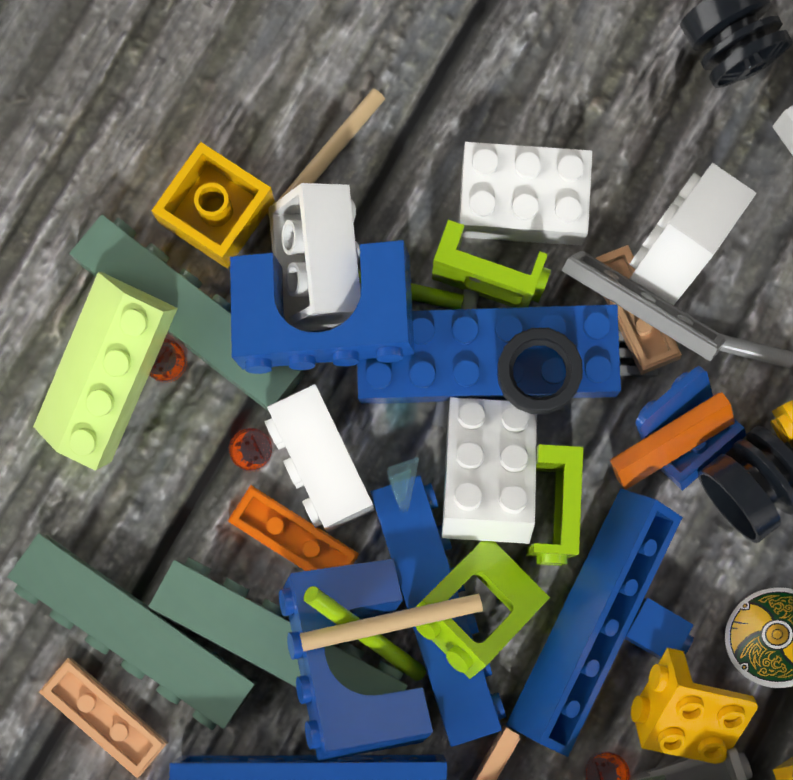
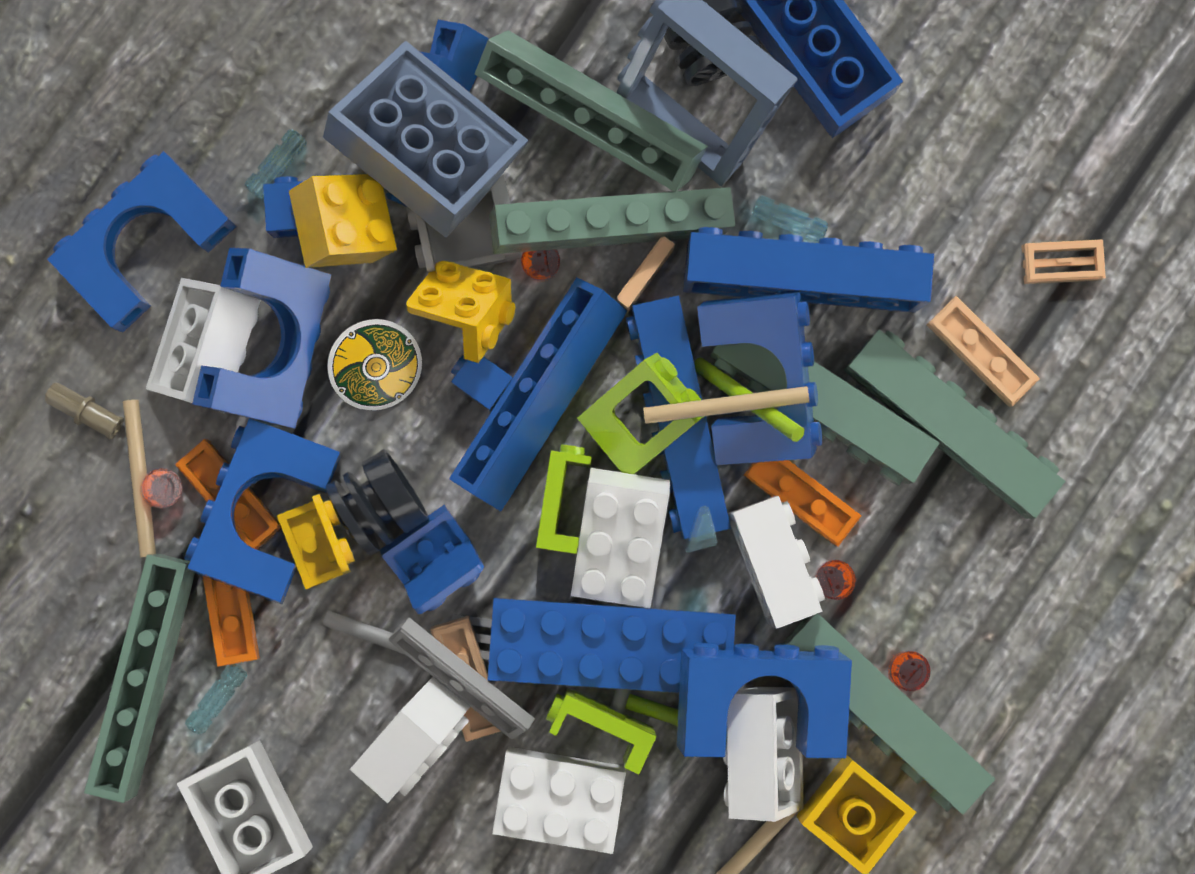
camera: 175 degrees left, 5 degrees up
(103, 371) = (968, 663): yellowish green slope -> none
(540, 337) = (577, 651): black tyre -> none
(673, 440) = (449, 549): orange tile -> none

